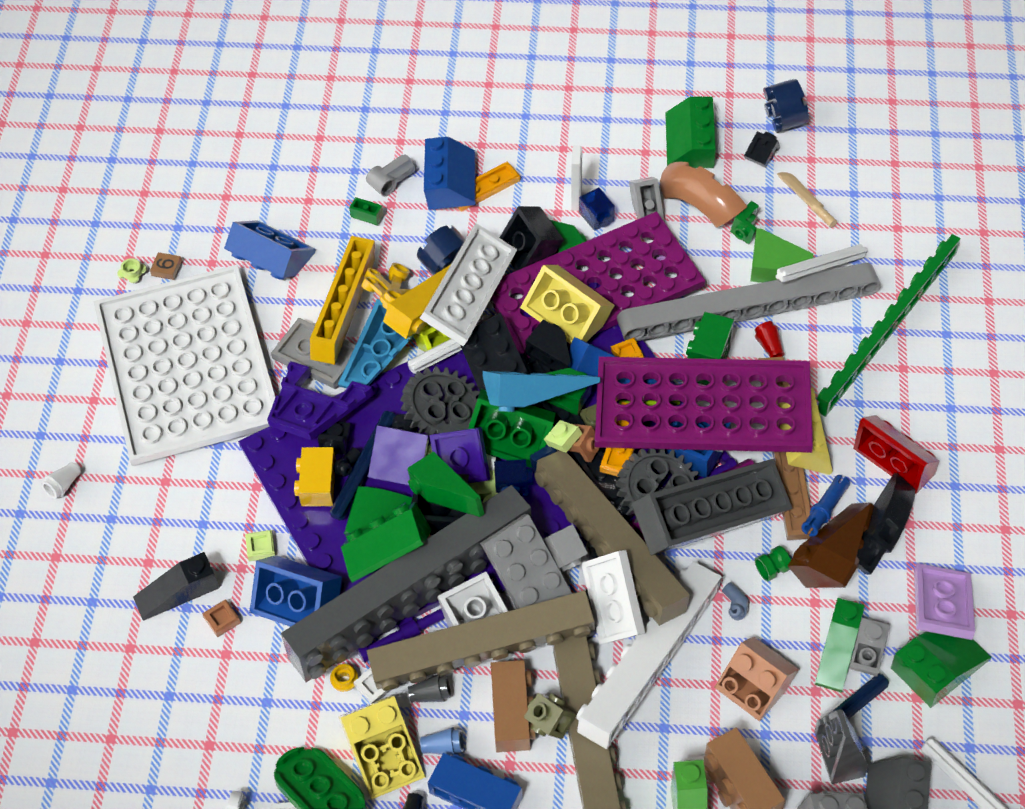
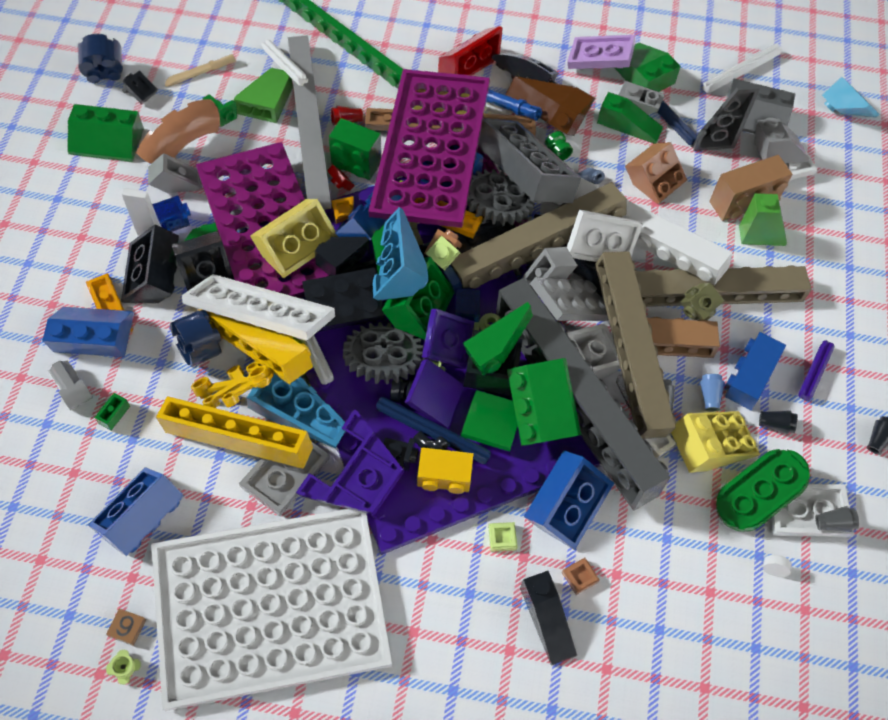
camera: 90 degrees left, 5 degrees up
(551, 200) = (150, 267): none -> black slope
(674, 345) = (339, 178): none -> red plate

